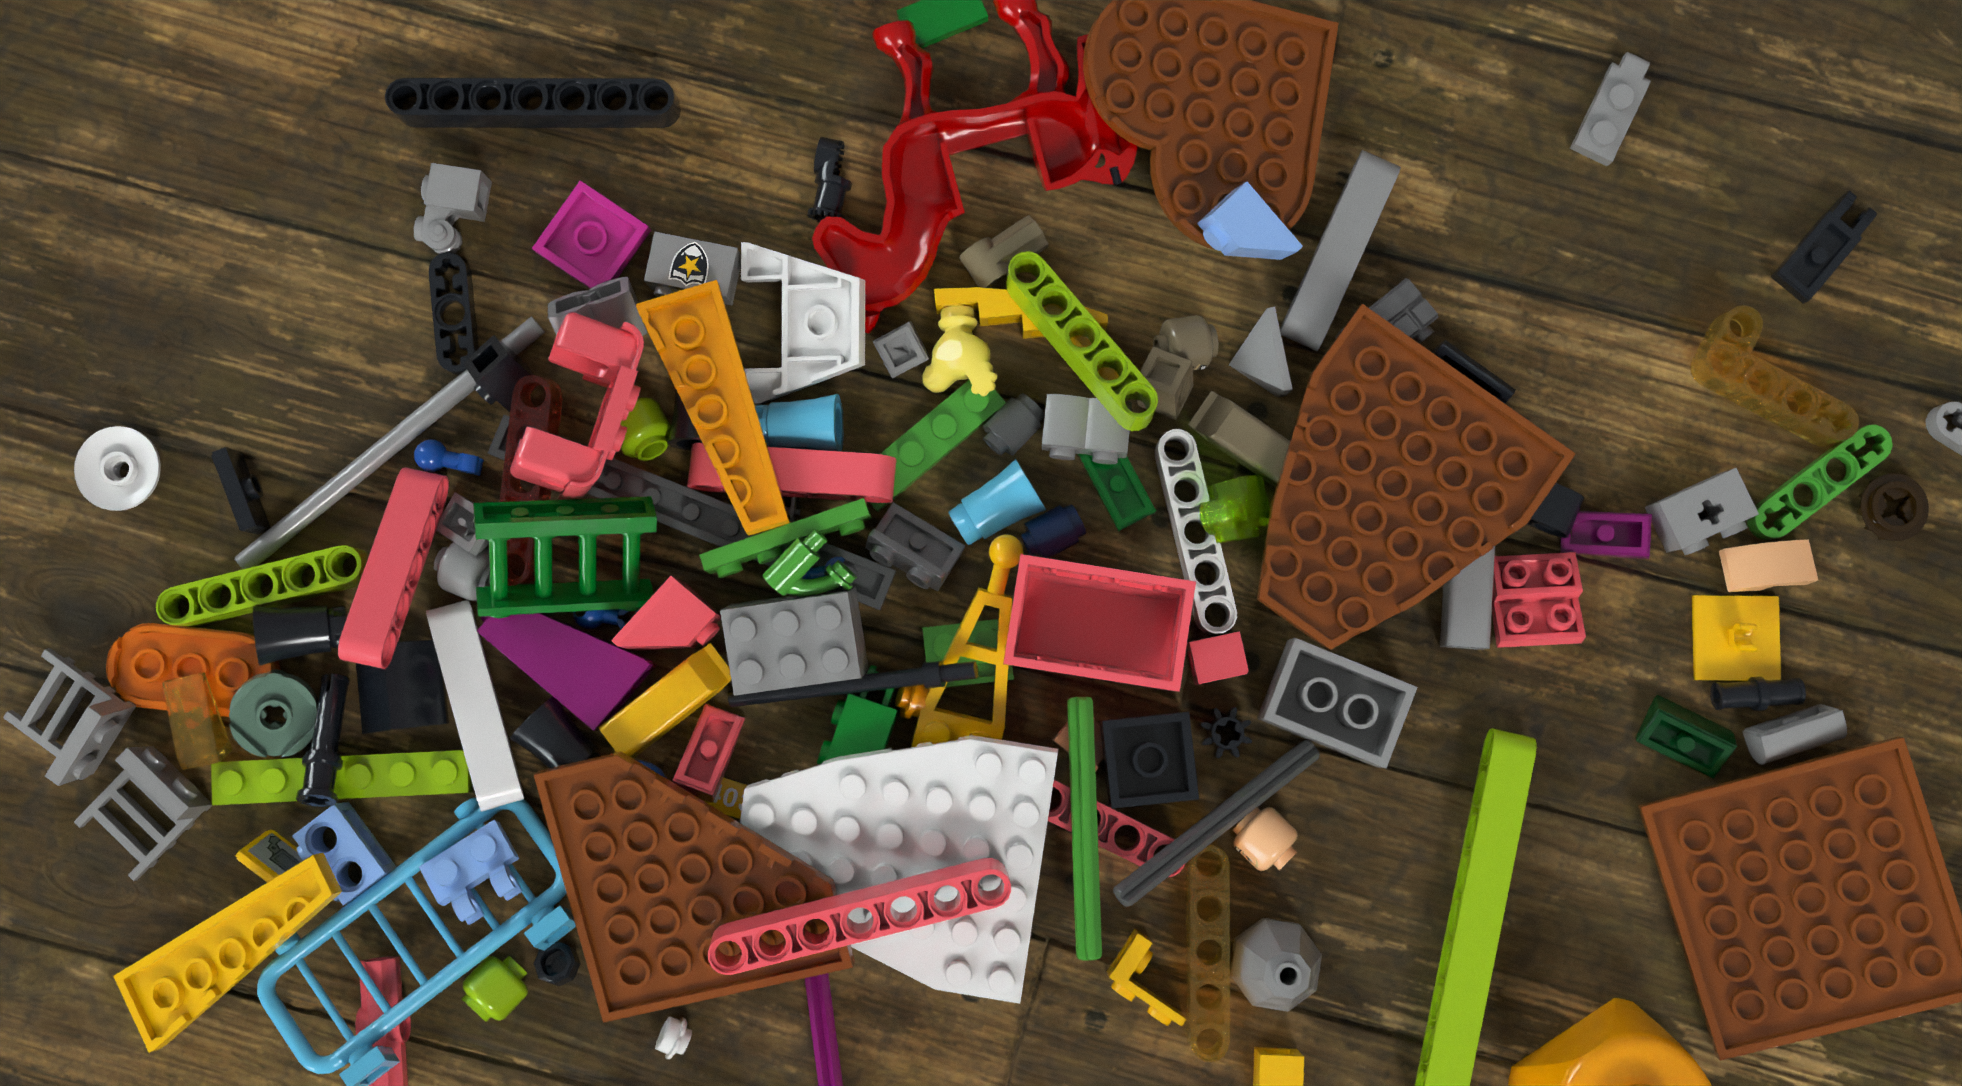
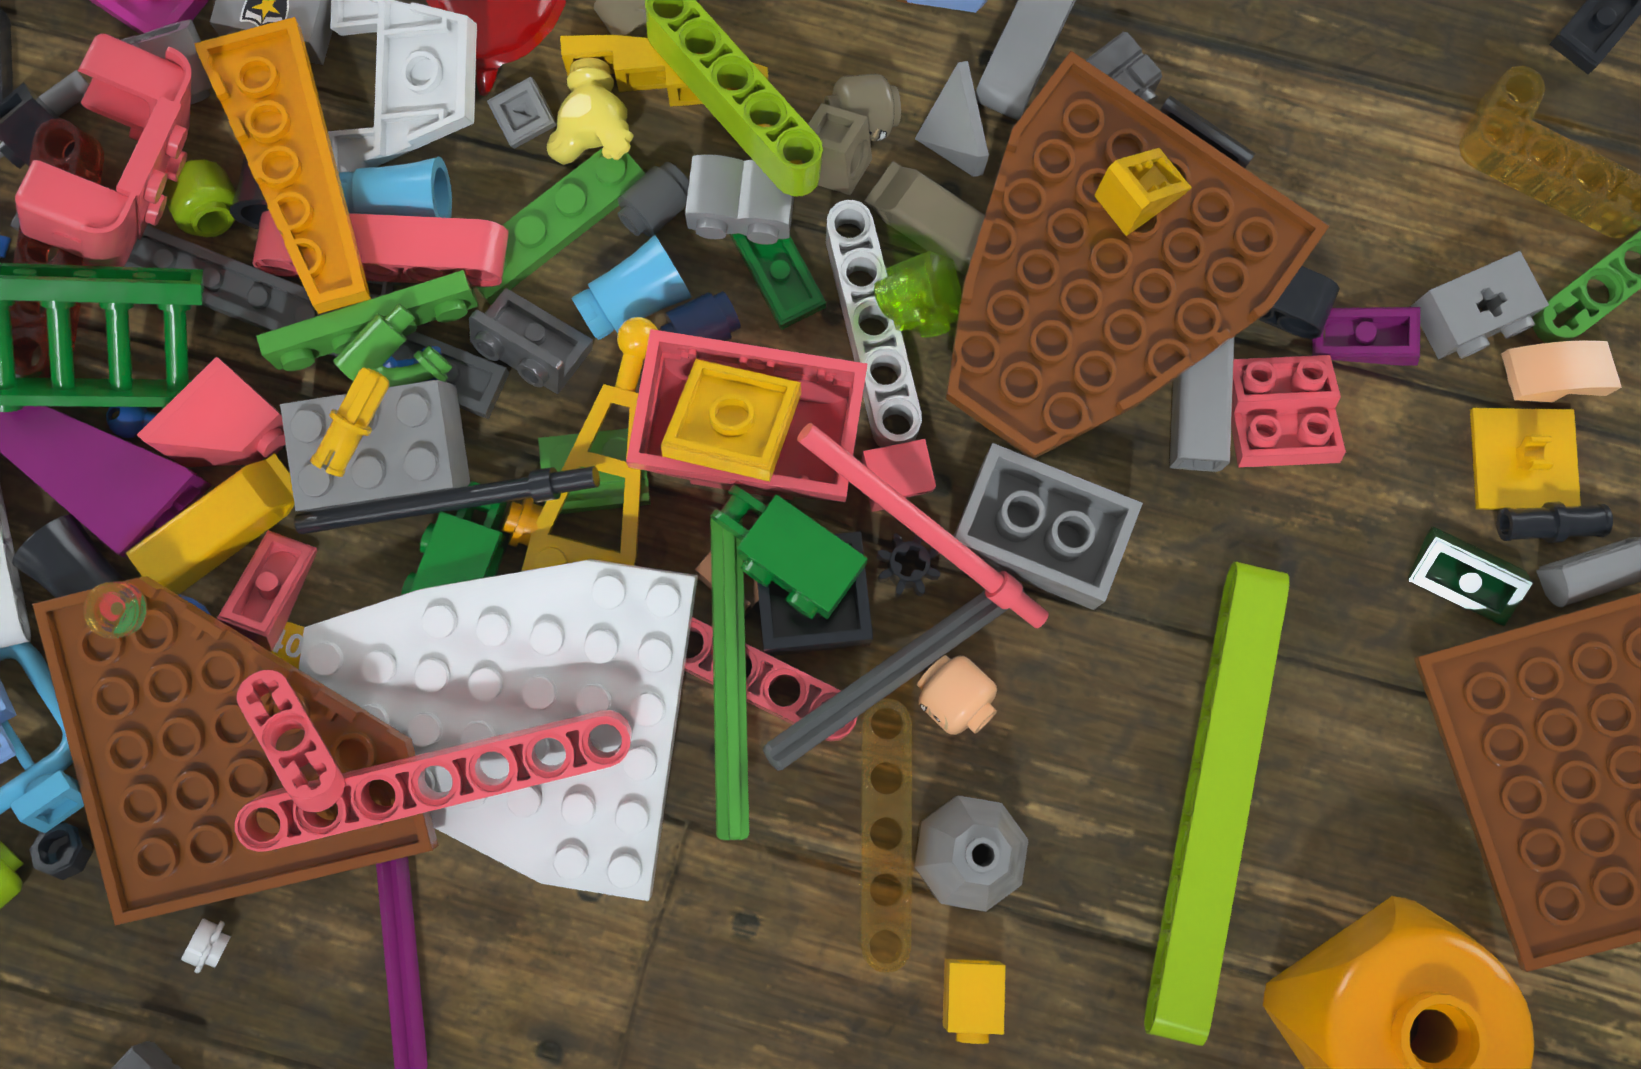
camera: 10 degrees left, 5 degrees down
(601, 781) = (115, 609): none -> clear yellow tile
(742, 905) = (310, 750): none -> coral beam
(782, 630) = (351, 421): none -> yellow axle
(1087, 630) = (731, 420): none -> yellow plate
(1135, 957) = (794, 843): yellow bracket -> none
(1136, 734) = (791, 552): none -> green brick
(1299, 752) = (999, 586): none -> coral bar
(1421, 427) = (1140, 188): none -> yellow slope

